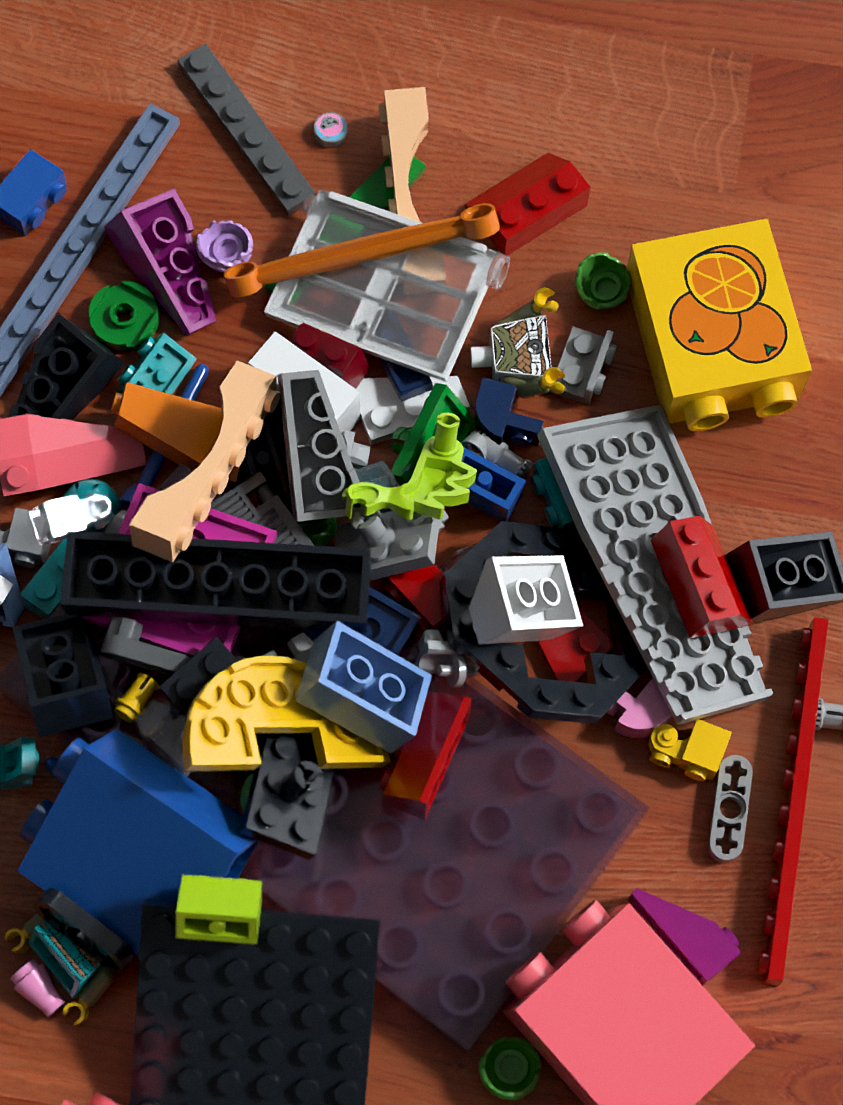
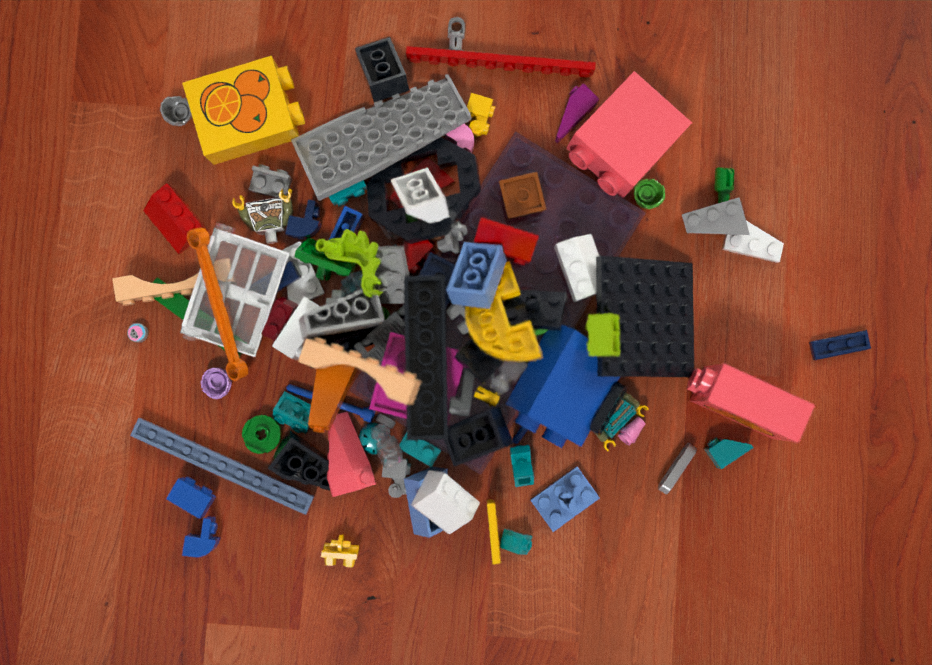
camera: 90 degrees left, 15 degrees up
(160, 250) = (222, 418): magenta wedge -> none
(246, 128) = (140, 380): dark grey plate -> none
(371, 887) = (578, 265): none -> white slope
(497, 453) = (328, 224): light grey connector -> none
(515, 798) = (522, 195): none -> dark orange plate
(602, 281) = (221, 174): bright green hair -> none
(700, 577) = (392, 111): red slope -> none
(723, 208) = (176, 110): none -> light grey hair
(743, 784) = (513, 88): light grey beam -> none

